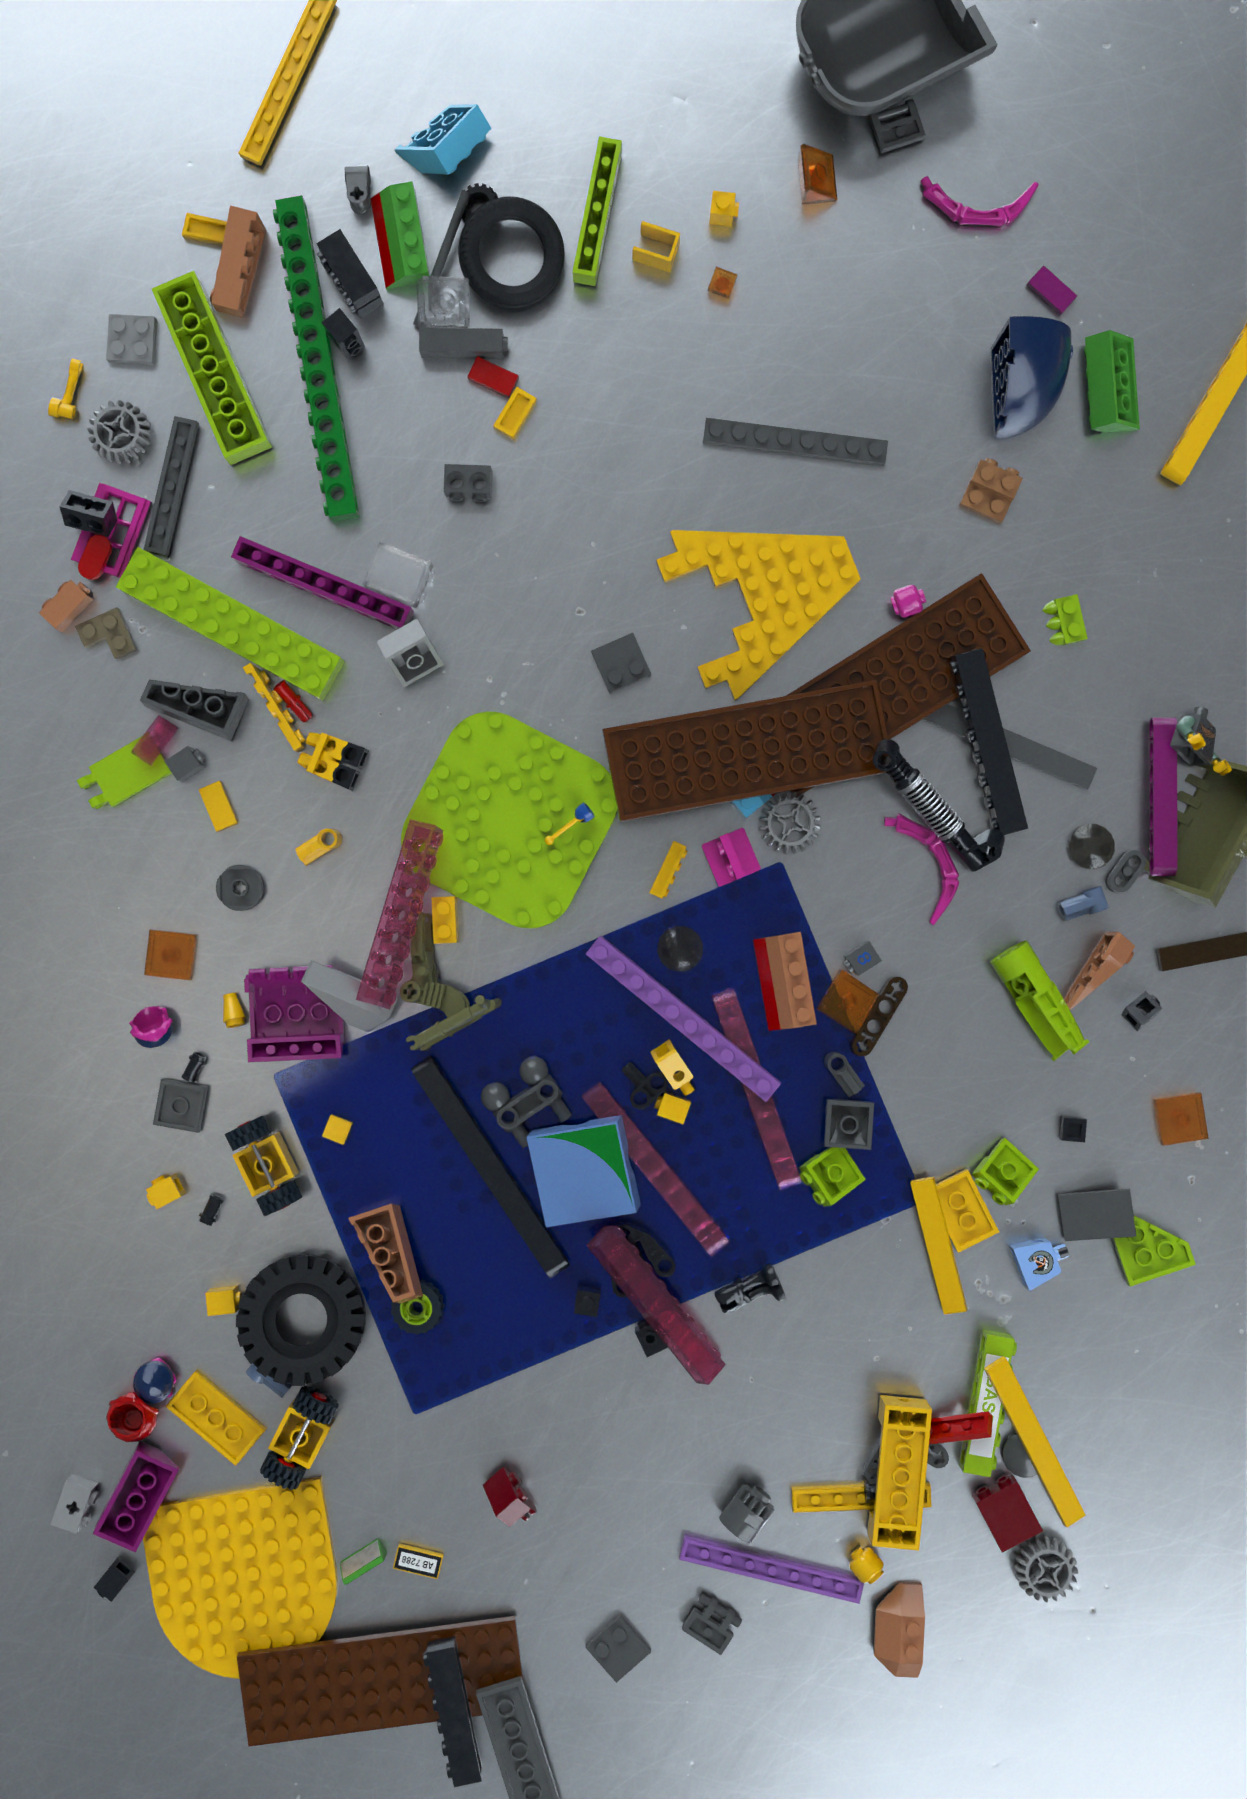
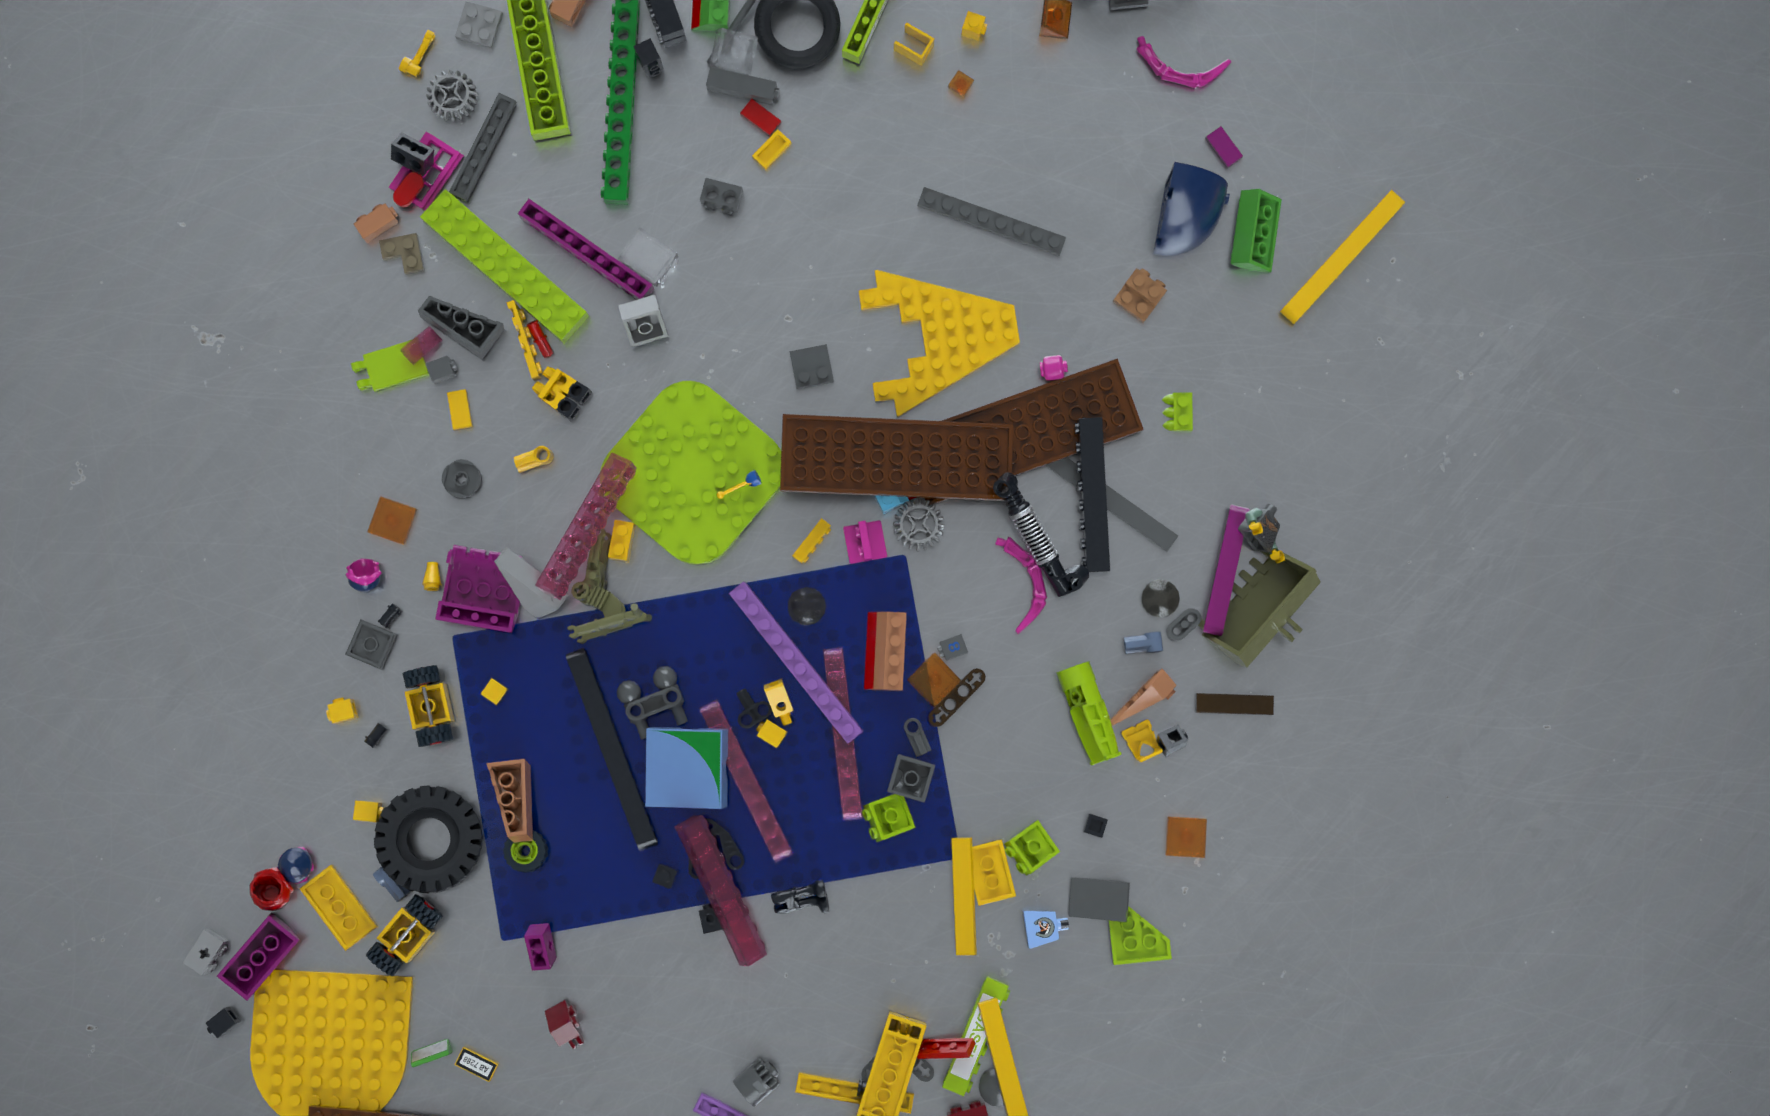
camera: 10 degrees right, 5 degrees down
(460, 1414) = (540, 946): none -> magenta brick
(1103, 1011) = (1137, 736): none -> yellow piece

